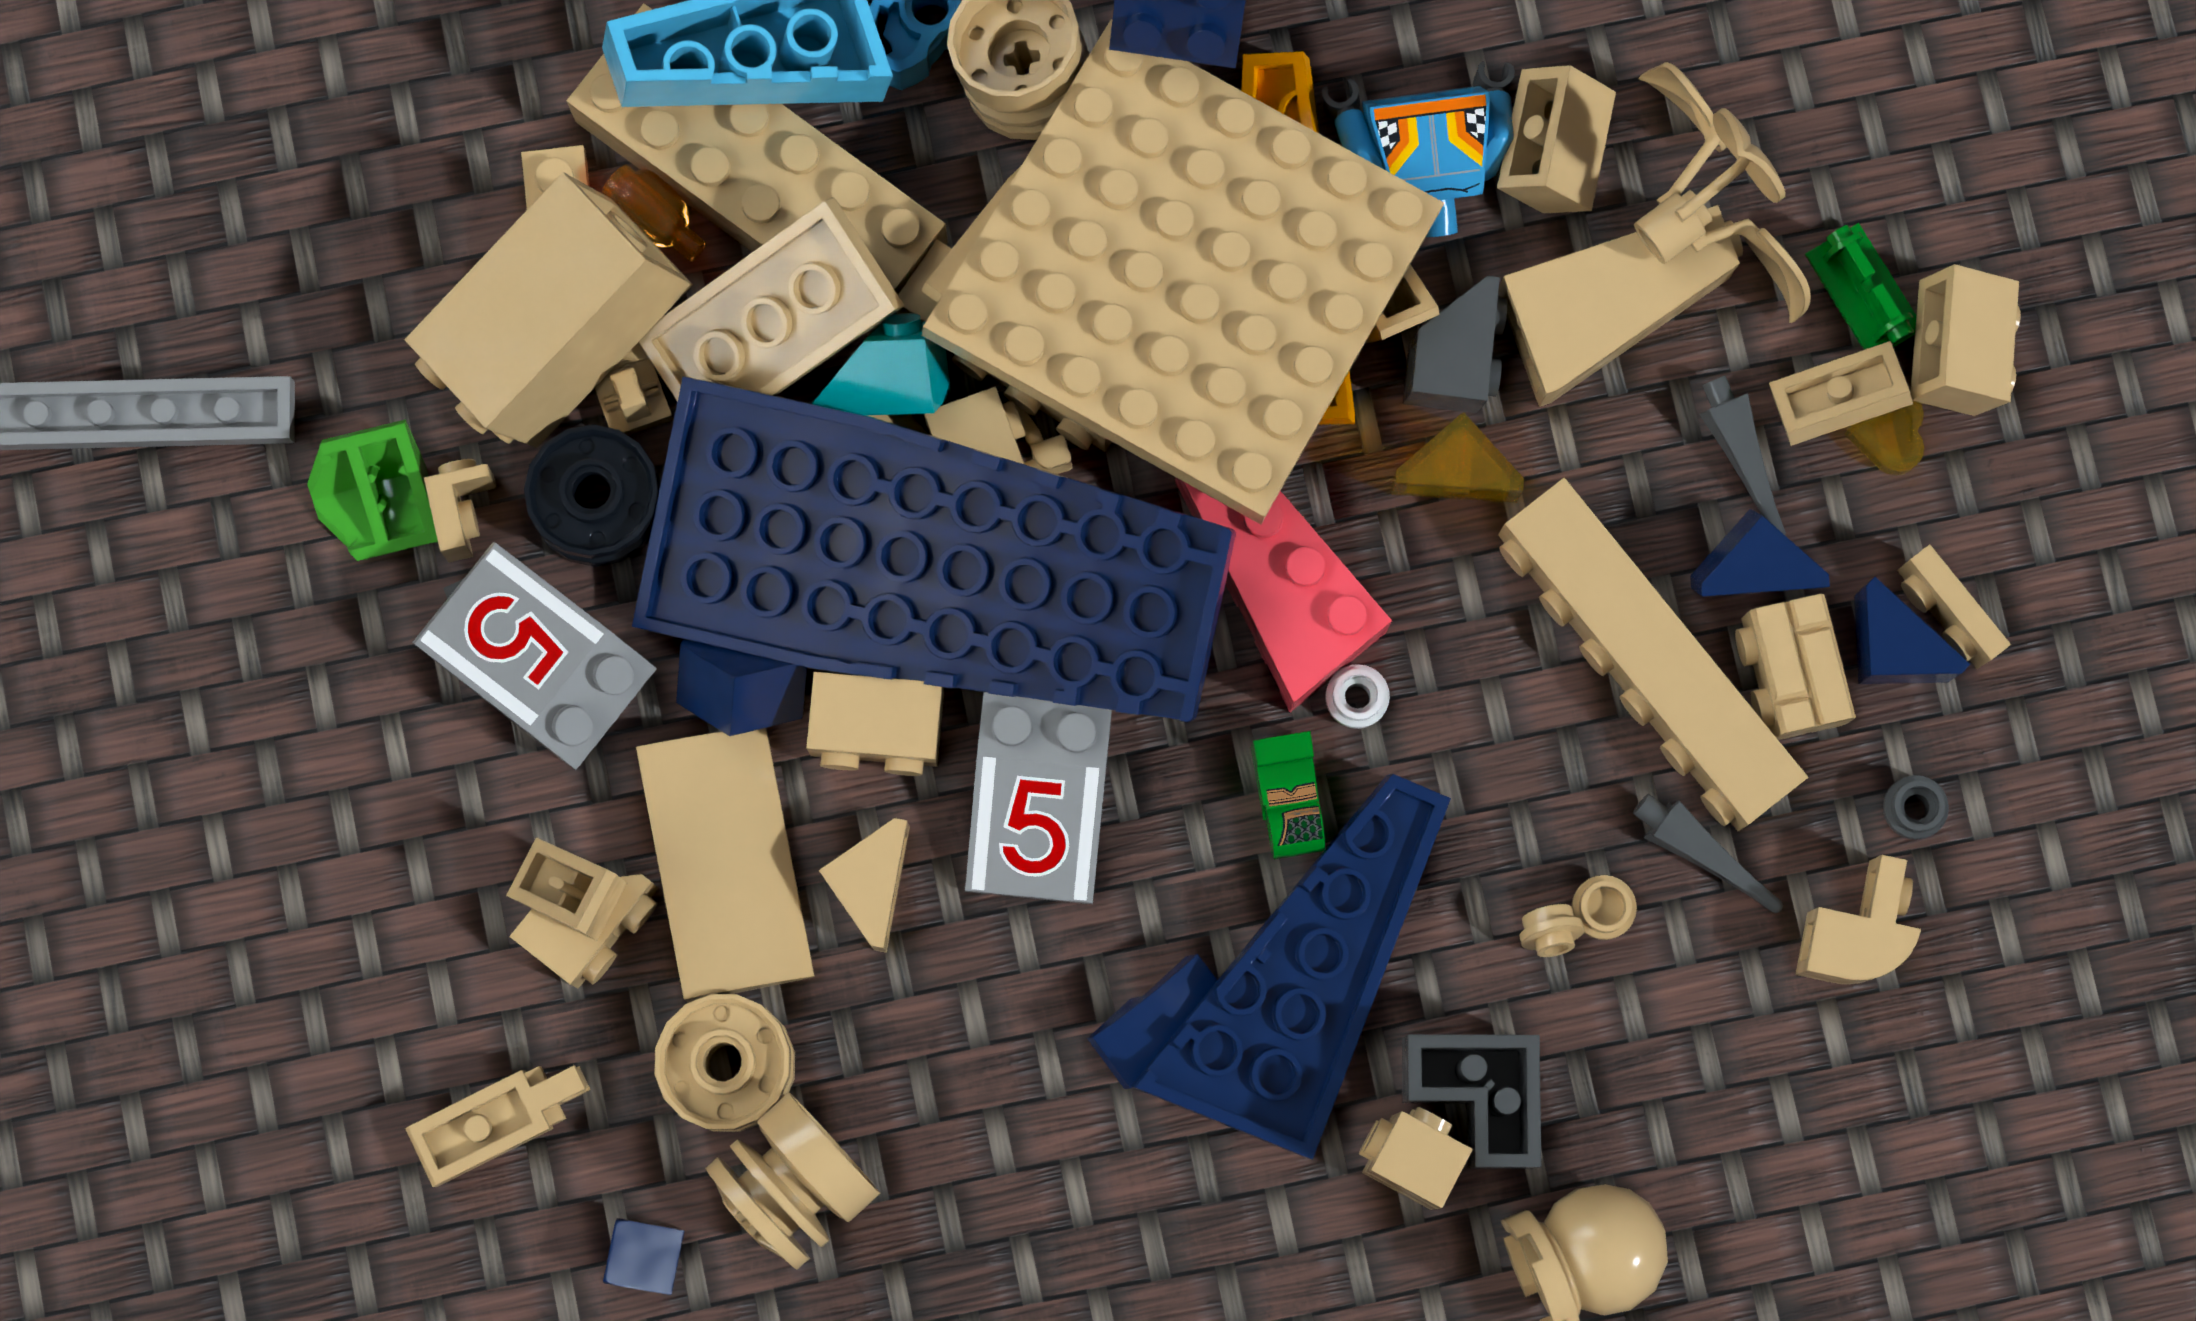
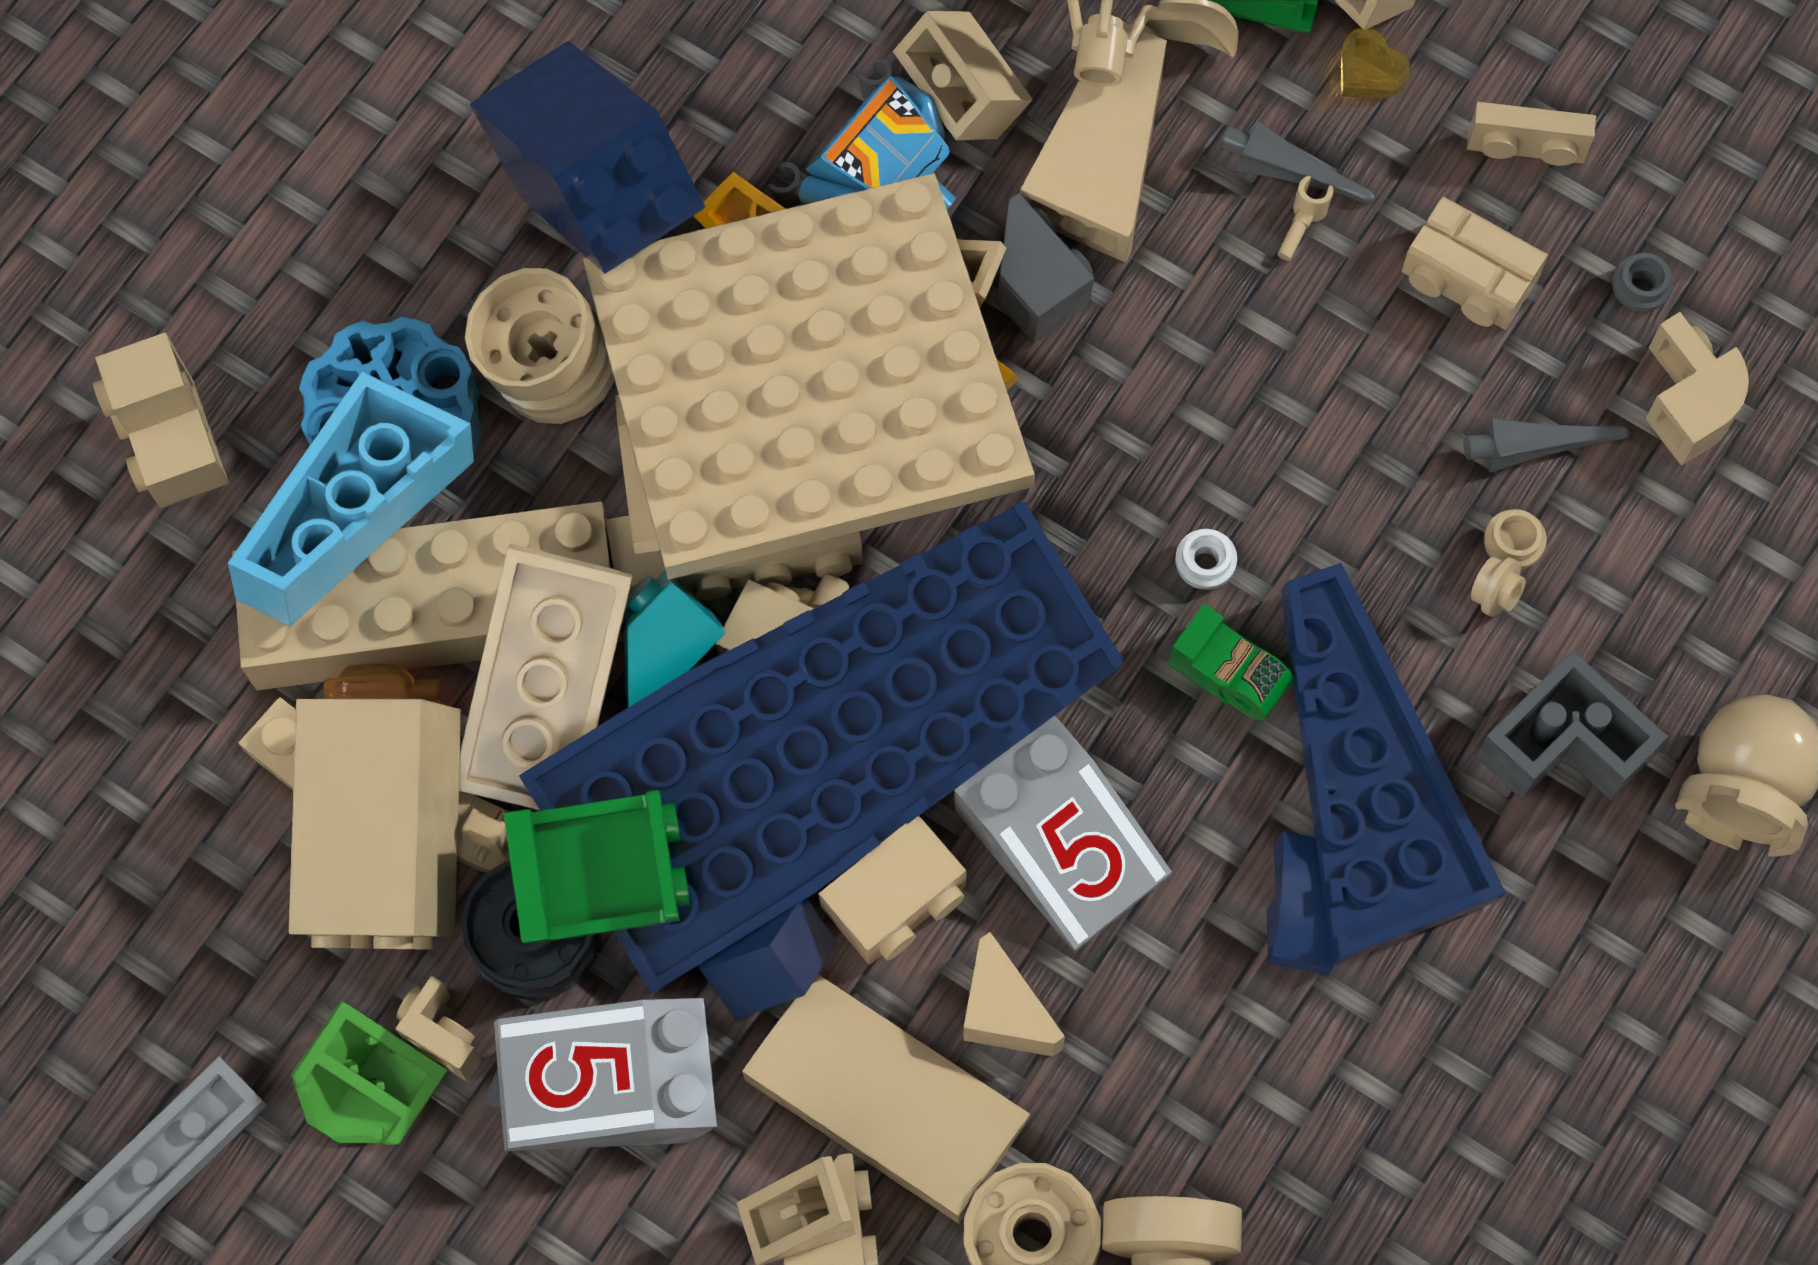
camera: 40 degrees left, 10 degrees down
(667, 498) = (595, 867): none -> green panel
(1293, 595) = (1104, 525): coral wedge -> none
(1415, 1156) = (1577, 817): tan brick -> none
(1459, 466) = (1119, 341): clear yellow slope -> none
(1650, 656) = (1373, 346): tan brick -> none
(1715, 502) = (1306, 211): none -> tan hand
(1756, 560) = (1373, 217): dark blue slope -> none
(1841, 393) = (1315, 66): tan plate -> none
(1897, 643) = (1519, 187): dark blue slope -> none

